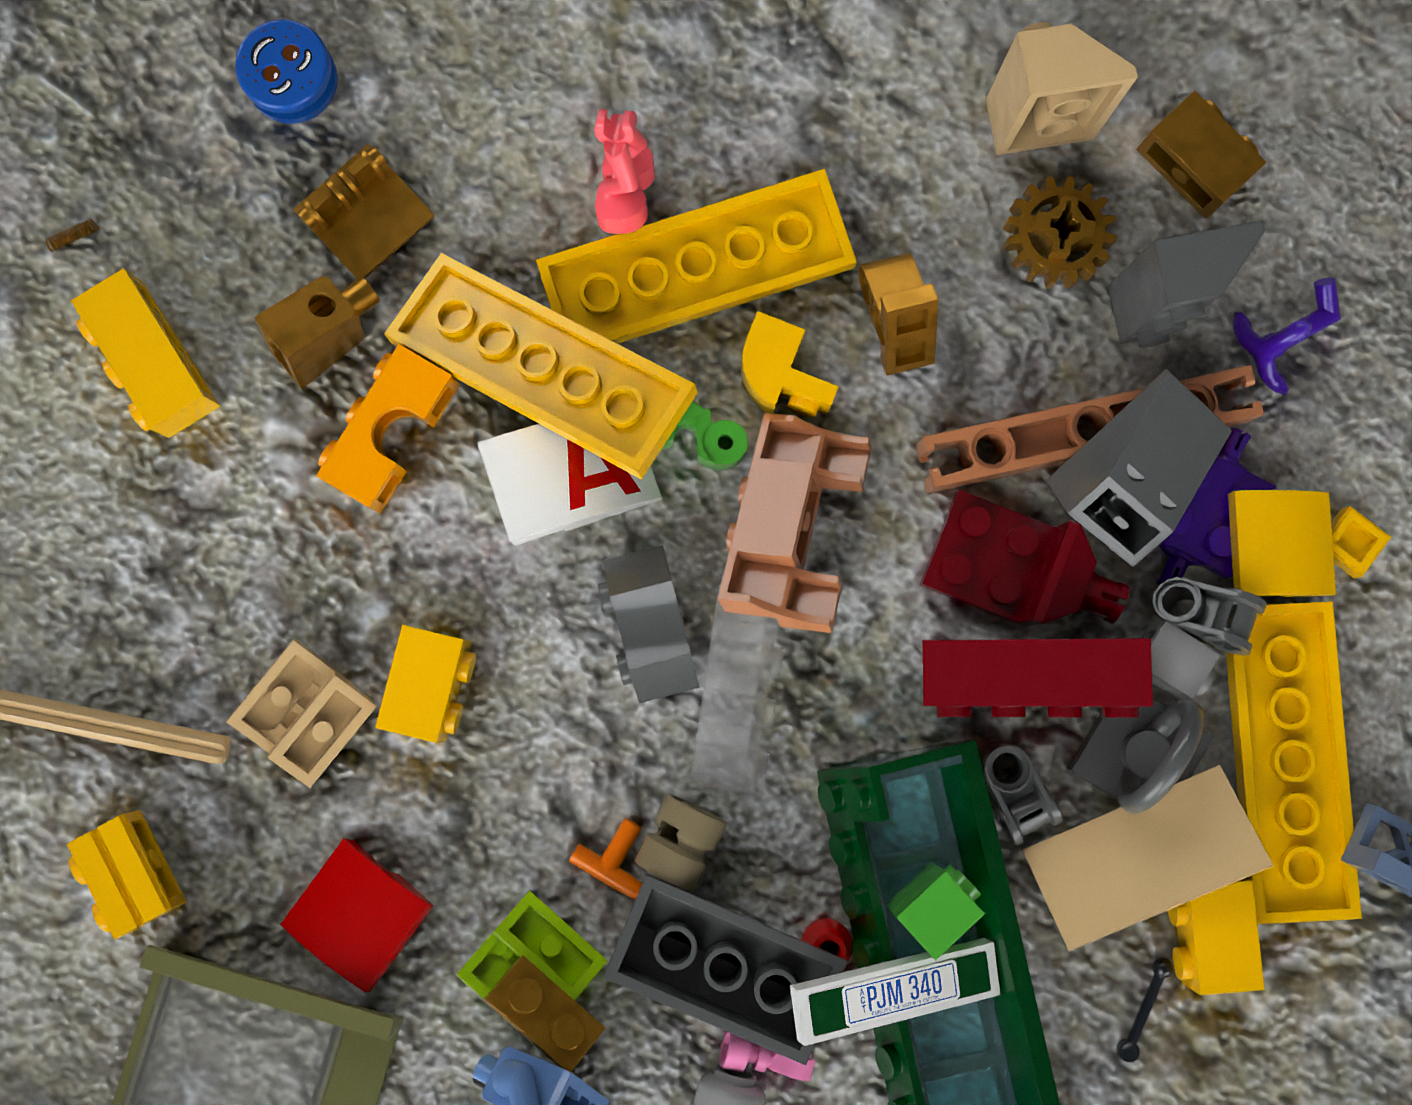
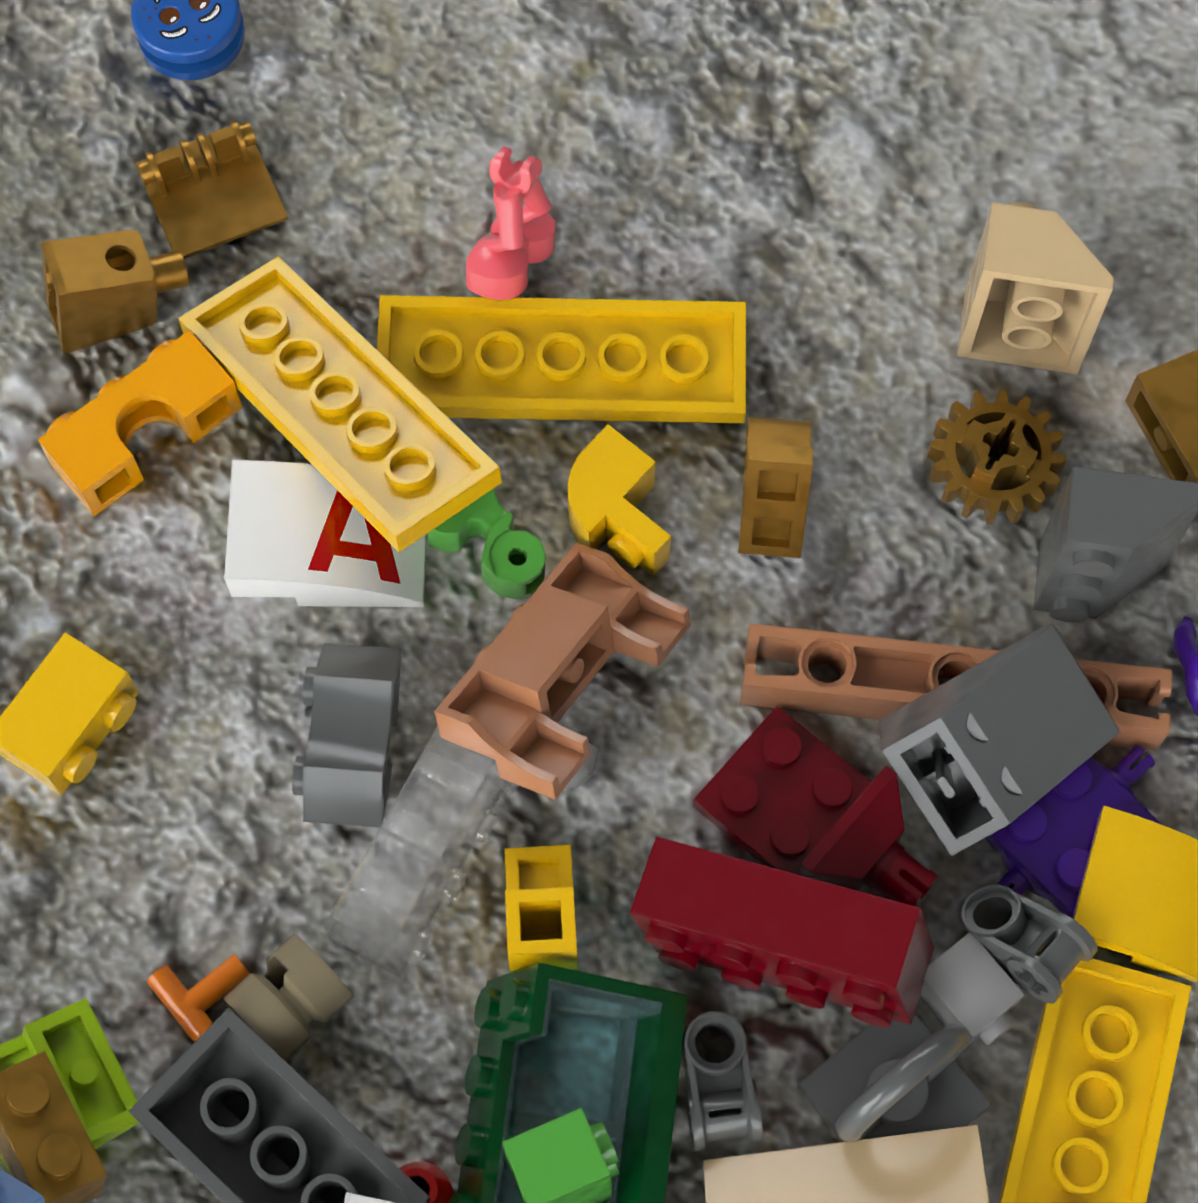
camera: 20 degrees right, 15 degrees down
(844, 712) = (540, 907): none -> yellow brick

